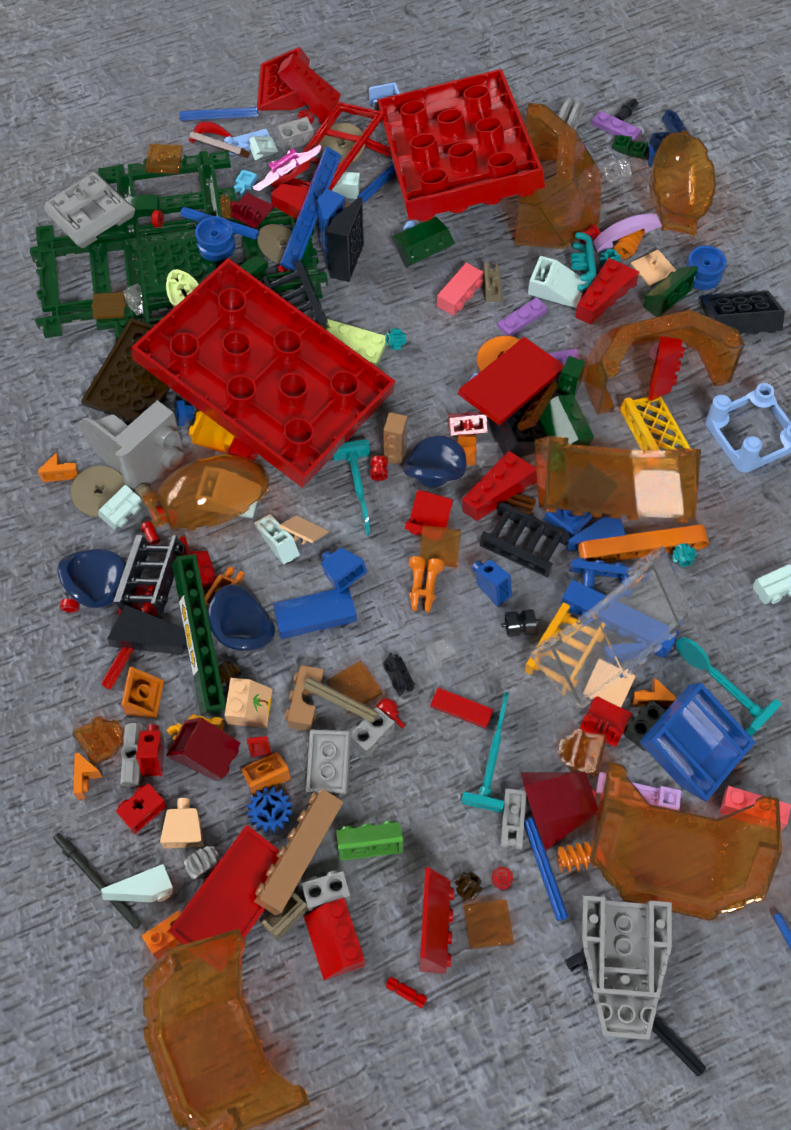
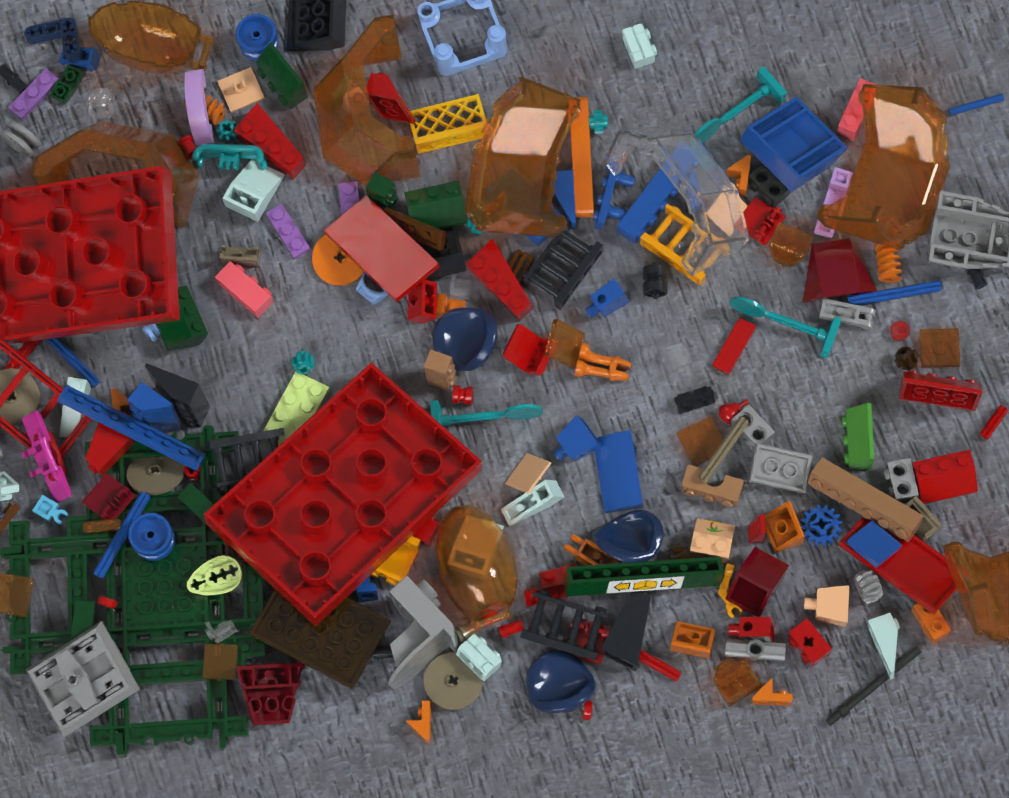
camera: 75 degrees left, 10 degrees up
(82, 342) = (270, 690): none -> dark red wedge
(244, 860) = (874, 544): none -> blue tile

